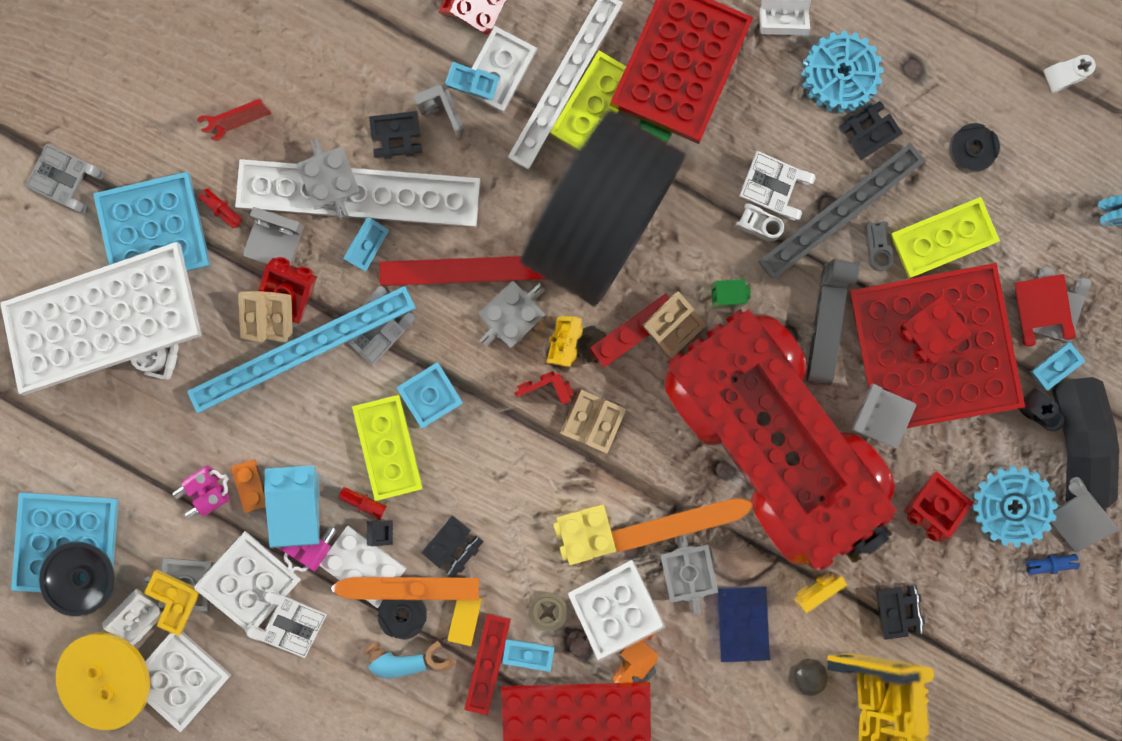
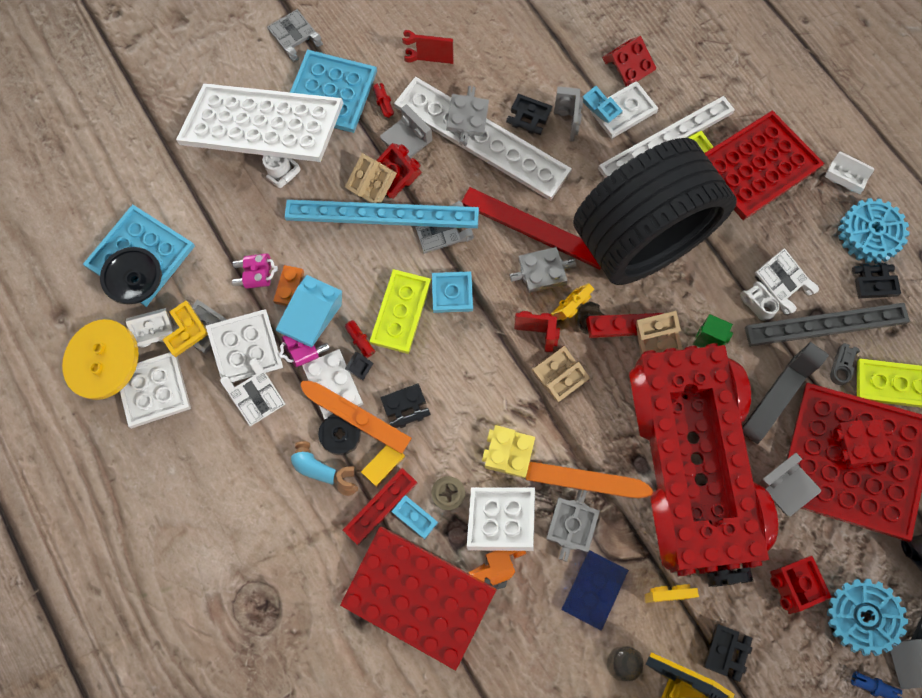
camera: 30 degrees right, 15 degrees down
(366, 244) = (467, 170): medium azure plate -> none

